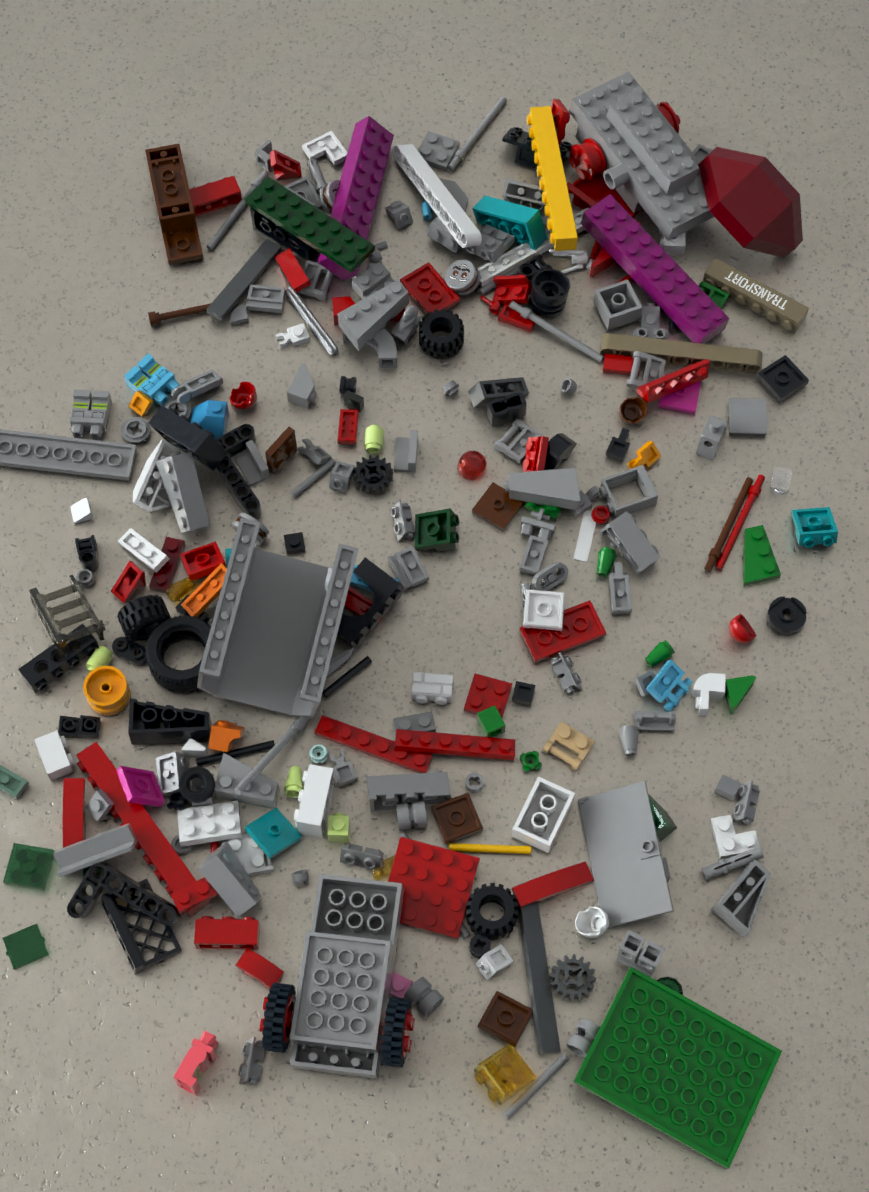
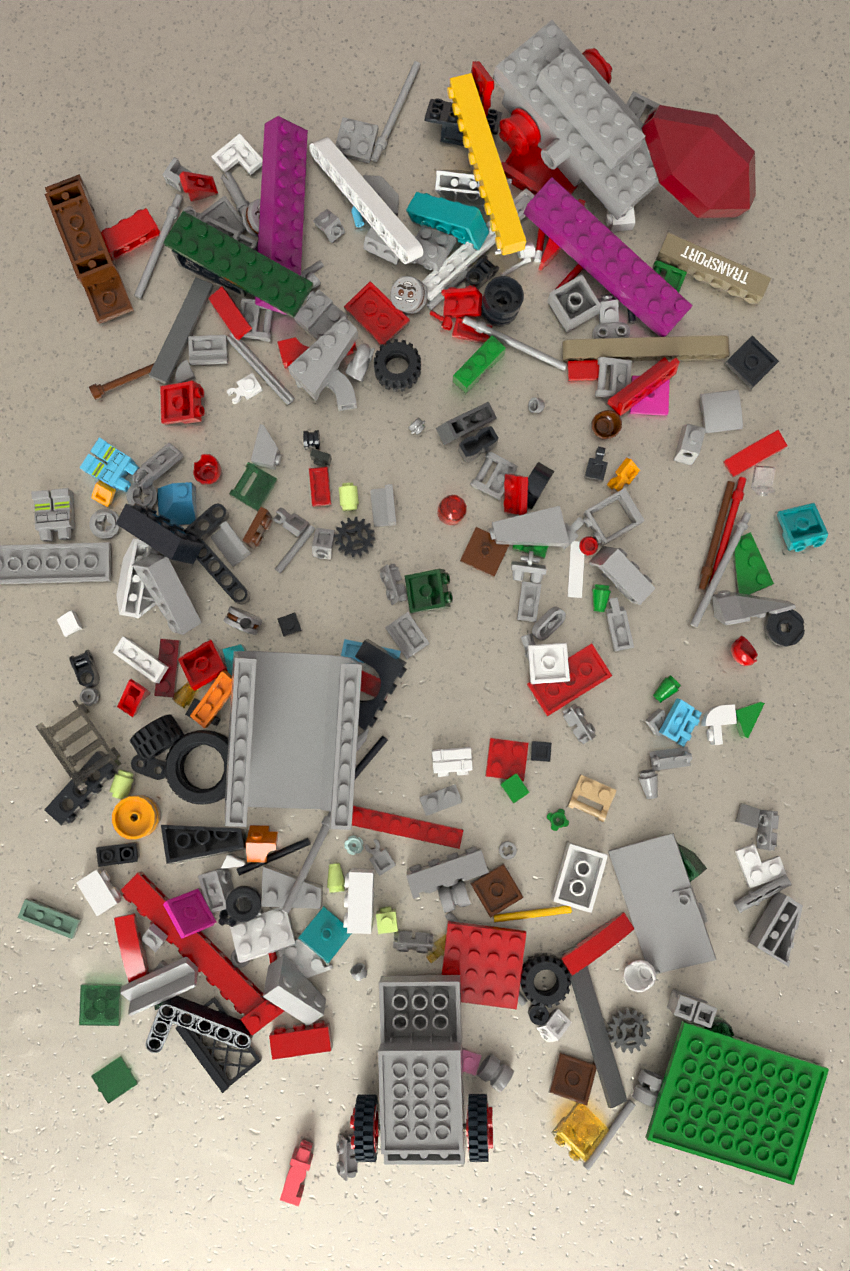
camera: 10 degrees left, 20 degrees up
(231, 338) = (181, 403): none -> red plate
(259, 968) = (337, 1069): red slope -> none
(292, 418) = (258, 490): none -> clear green plate
(455, 744) = (483, 816): red plate -> none
(507, 350) = (478, 363): none -> green arch
(744, 586) = (738, 608): none -> light grey wedge
(754, 517) = (741, 526): none -> light grey bar
(776, 455) = (755, 453): none -> red slope

